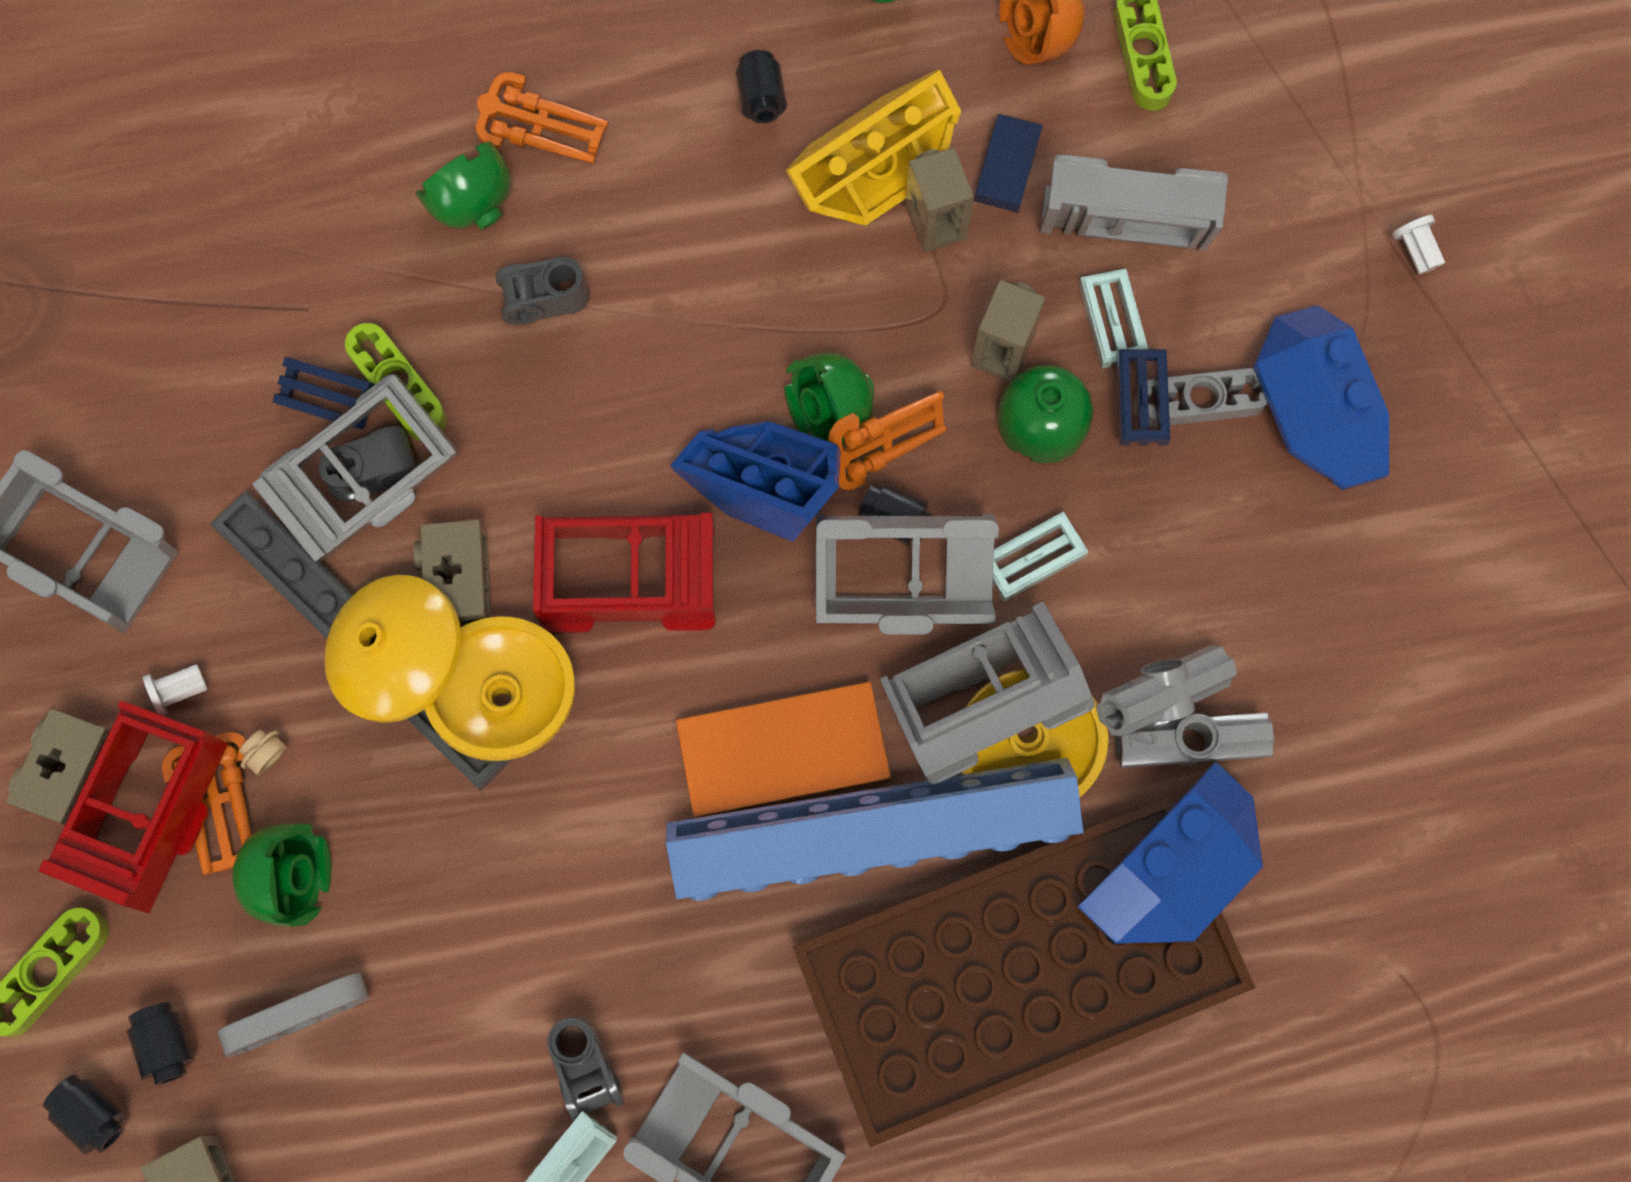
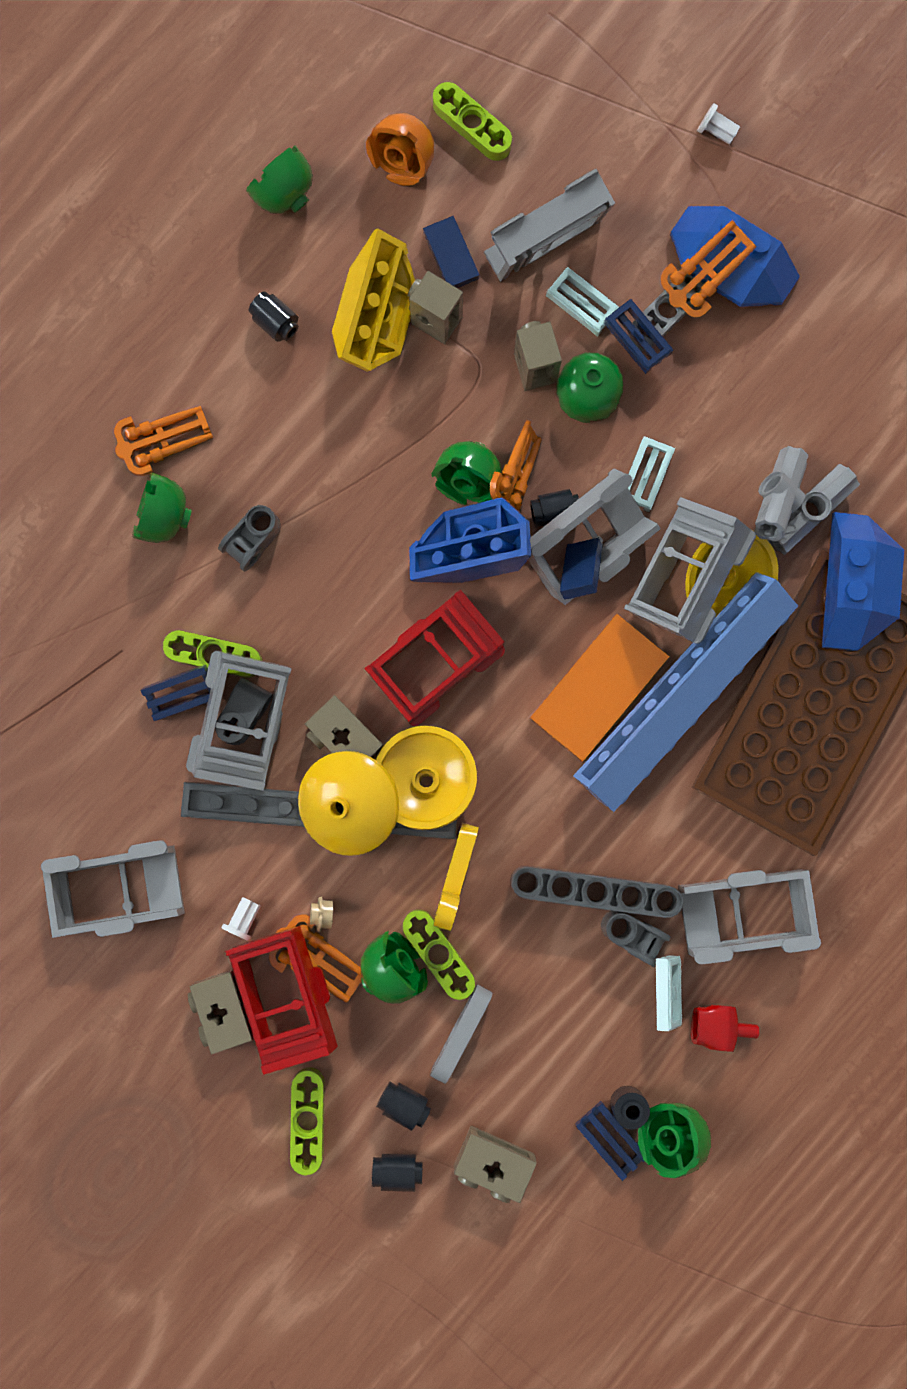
camera: 40 degrees left, 10 degrees up
(366, 867) = (460, 970): none -> lime beam
(396, 850) = (455, 877): none -> yellow beam
(561, 961) = (611, 898): none -> dark grey beam
(867, 596) = (581, 568): none -> dark blue tile
(1223, 389) = (679, 297): none -> orange piece

